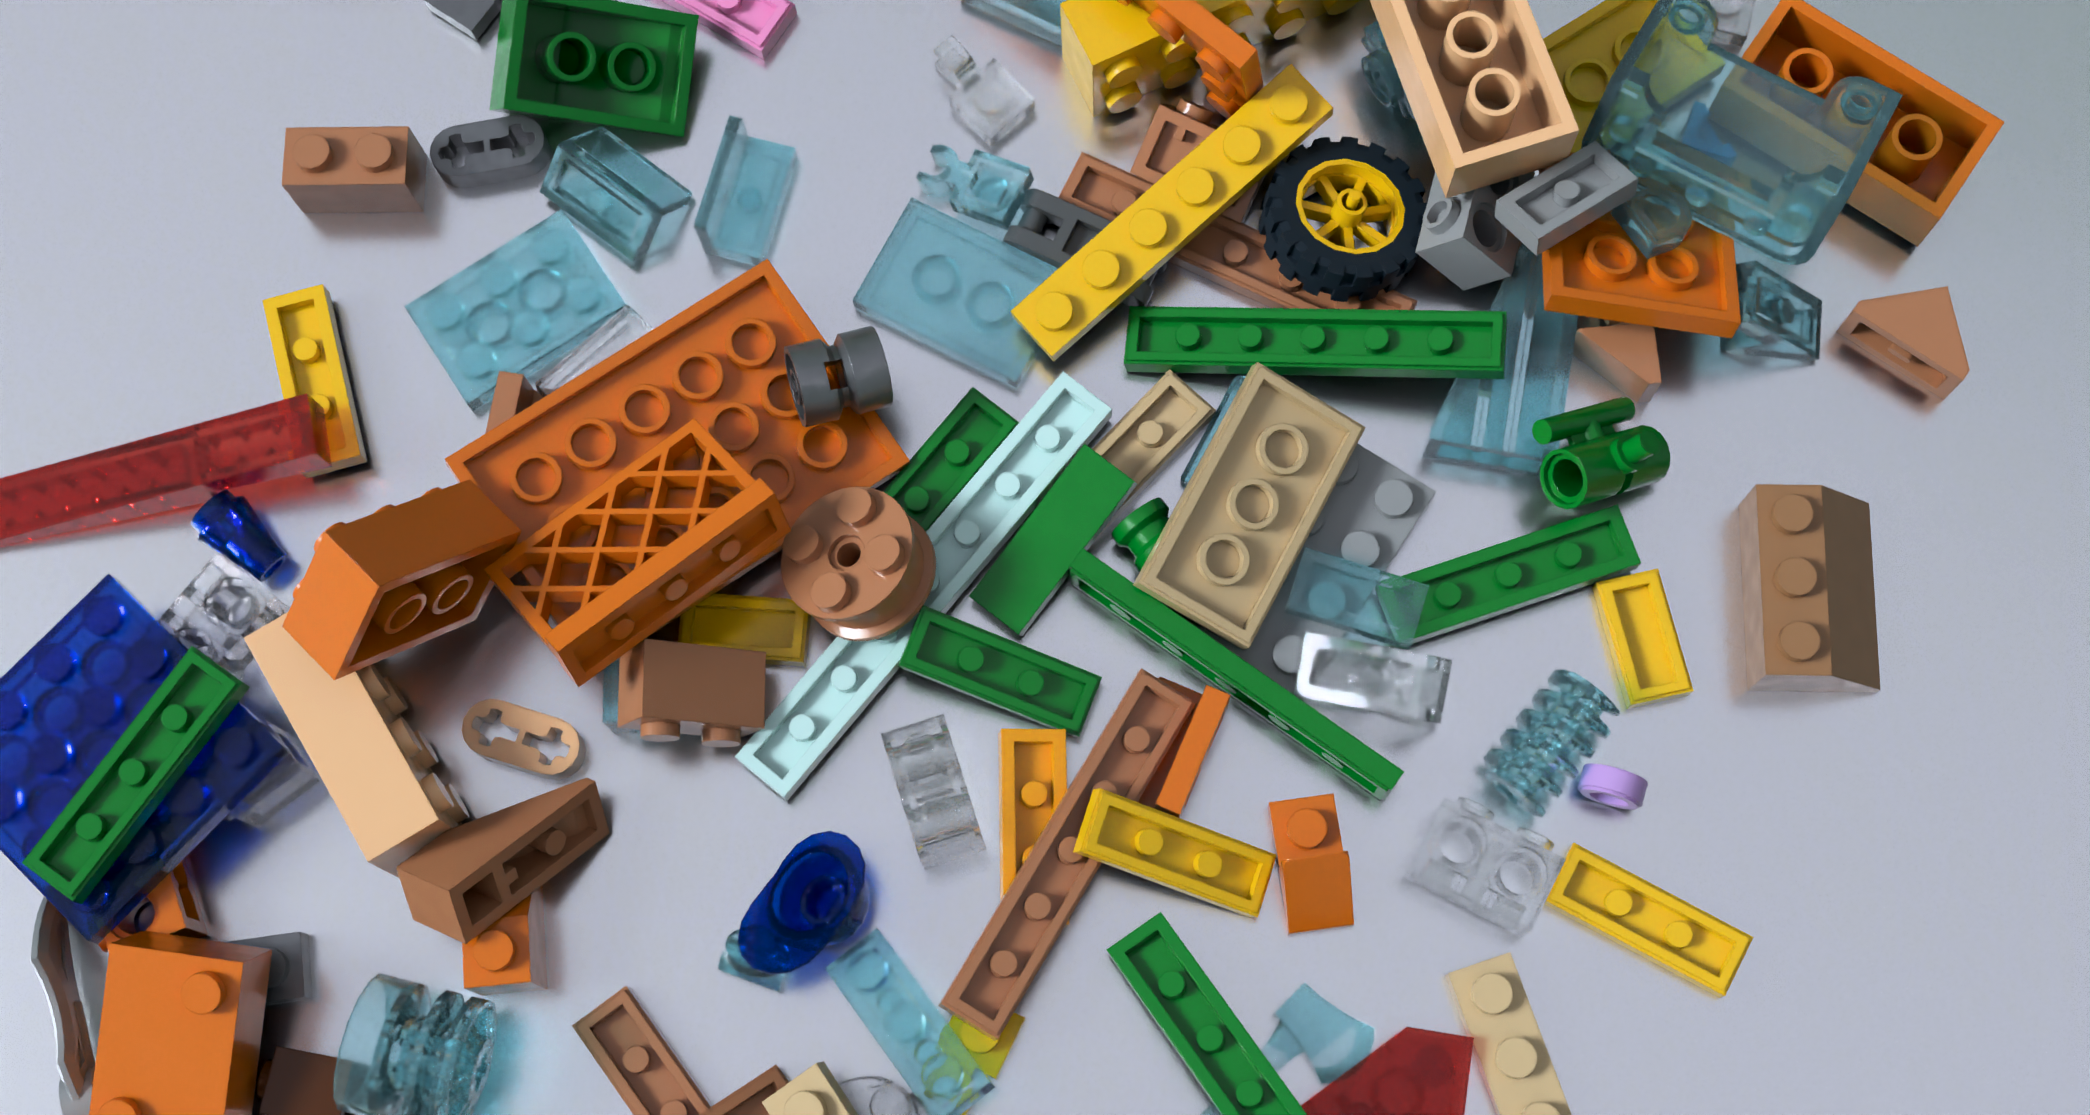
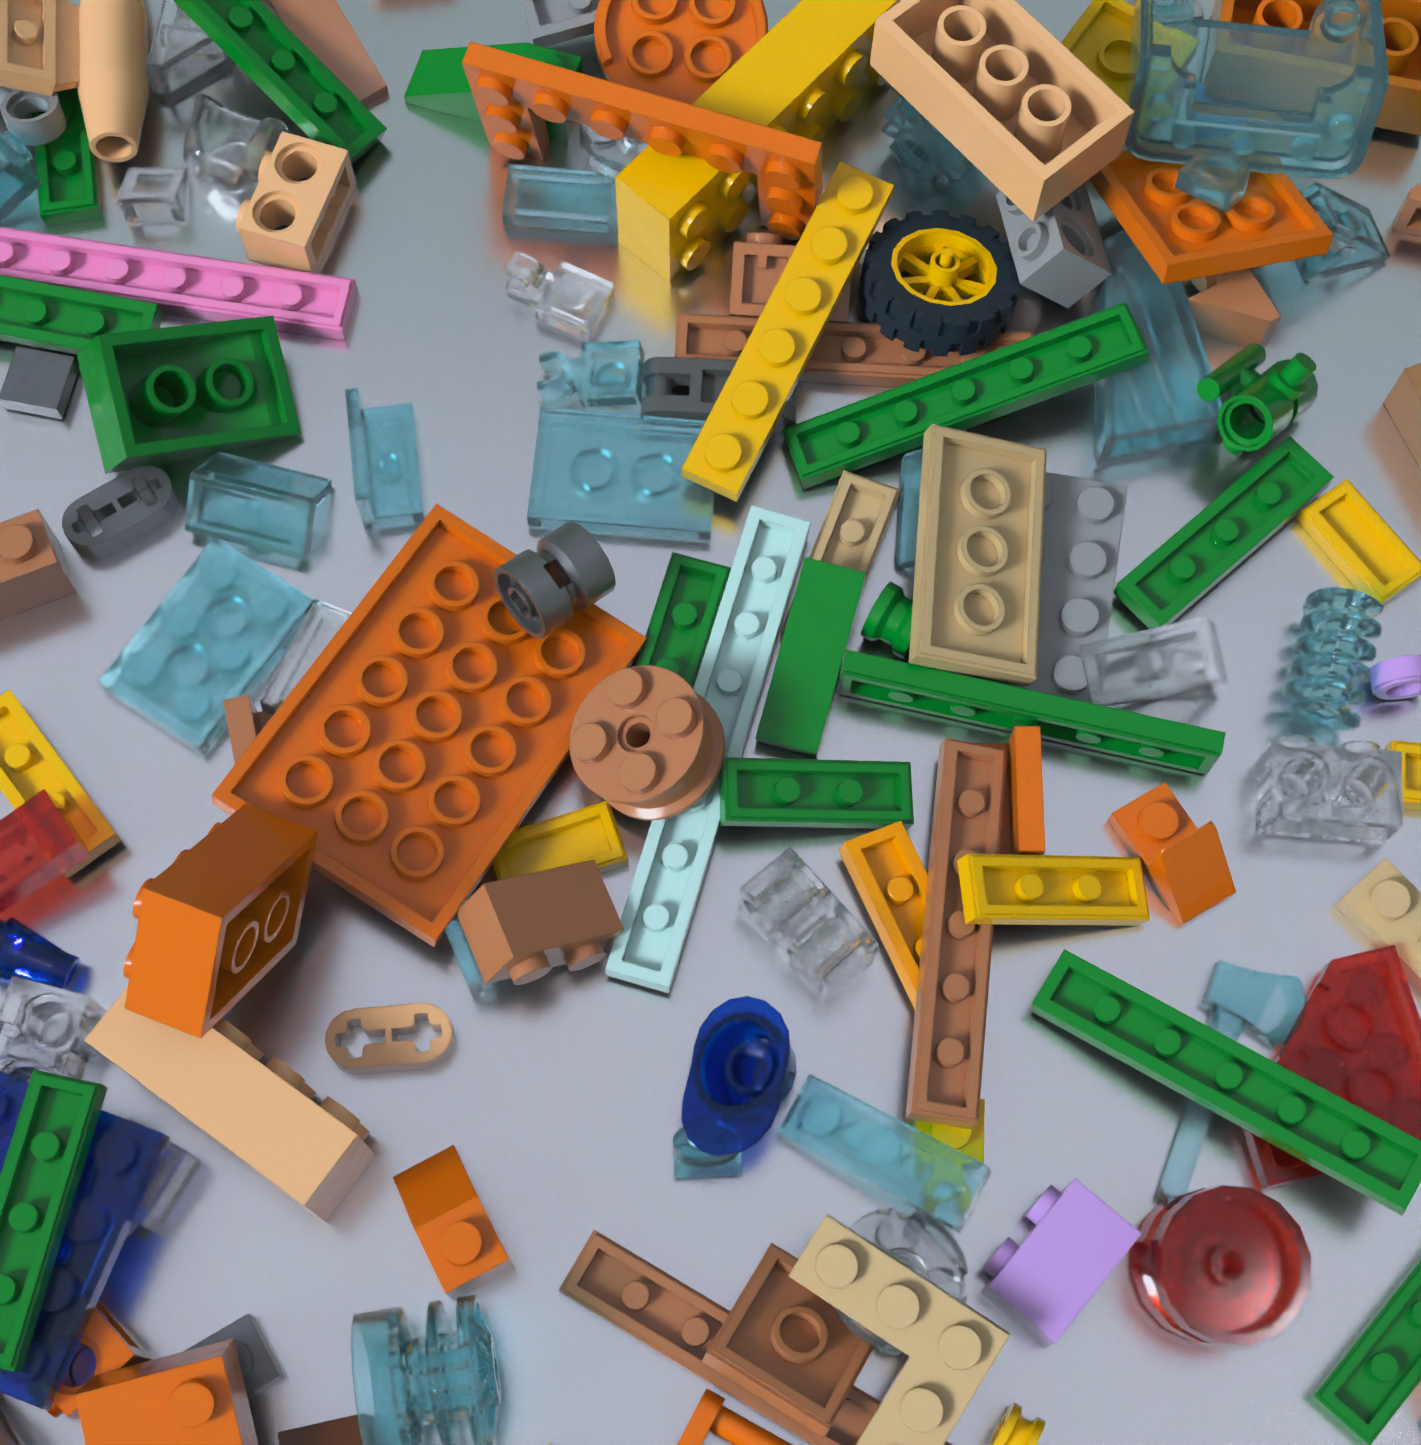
camera: 30 degrees left, 5 degrees down
(498, 860) = (422, 1159): nougat slope -> none
(664, 577) = (479, 818): orange fence -> none
(1357, 598) = (1107, 600): clear light blue tile -> none
(1566, 198) = (1138, 182): light grey plate -> none

